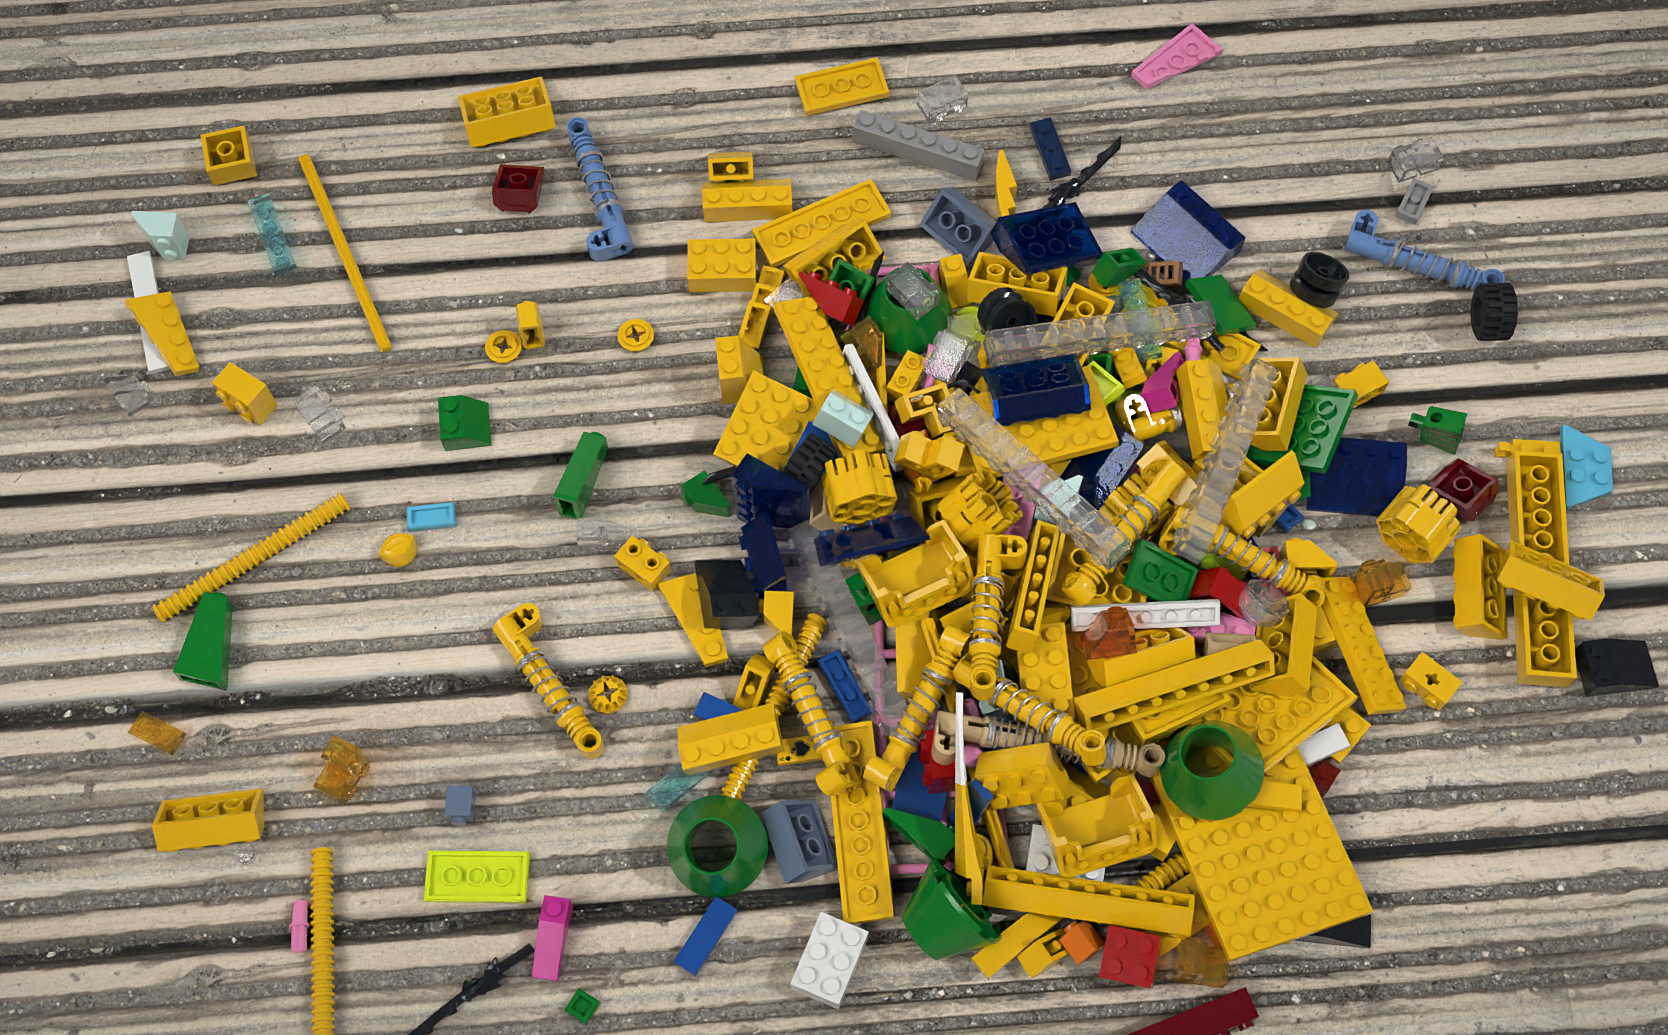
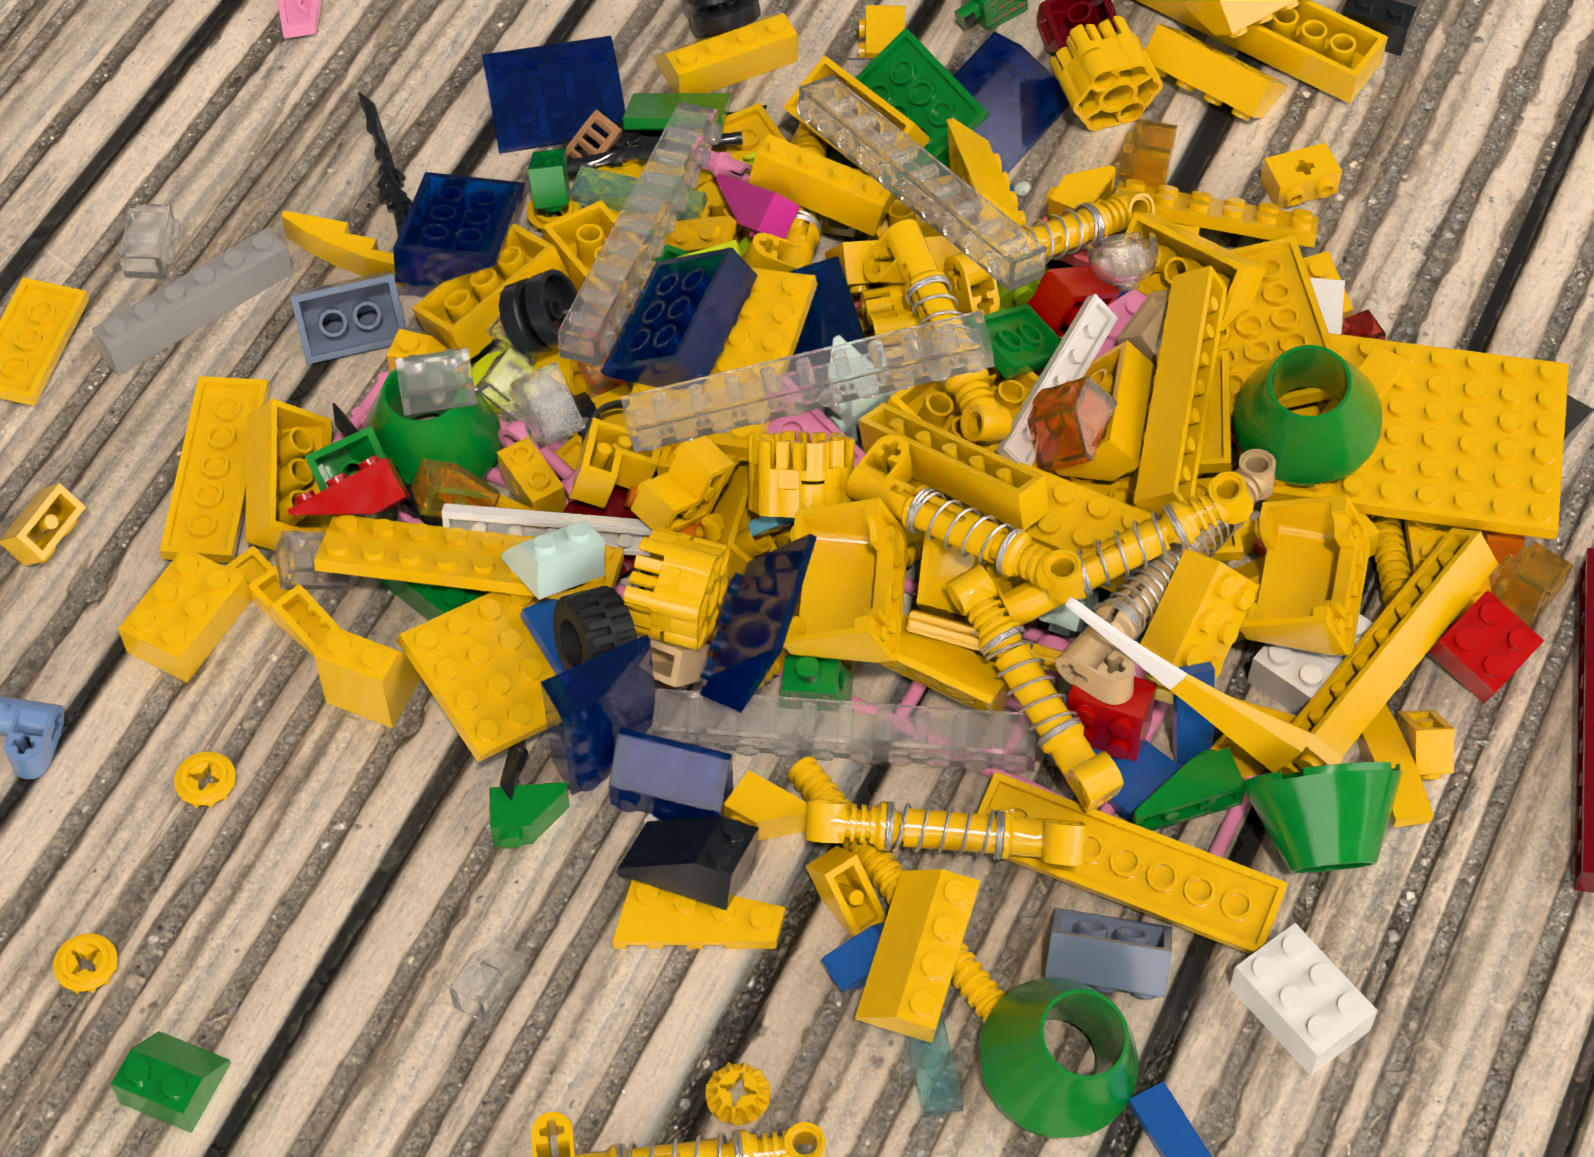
camera: 60 degrees left, 10 degrees down
(530, 325) = (88, 899): yellow brick -> none
(580, 475) = (379, 954): green slope -> none
(643, 562) = (570, 943): yellow brick -> none
(746, 200) = (107, 535): yellow slope -> none
(797, 751) = (990, 874): yellow tile -> none
(844, 686) = (918, 787): blue tile -> none
(1050, 149) = (315, 170): dark blue plate -> none
(1081, 941) = (1434, 692): orange brick -> none

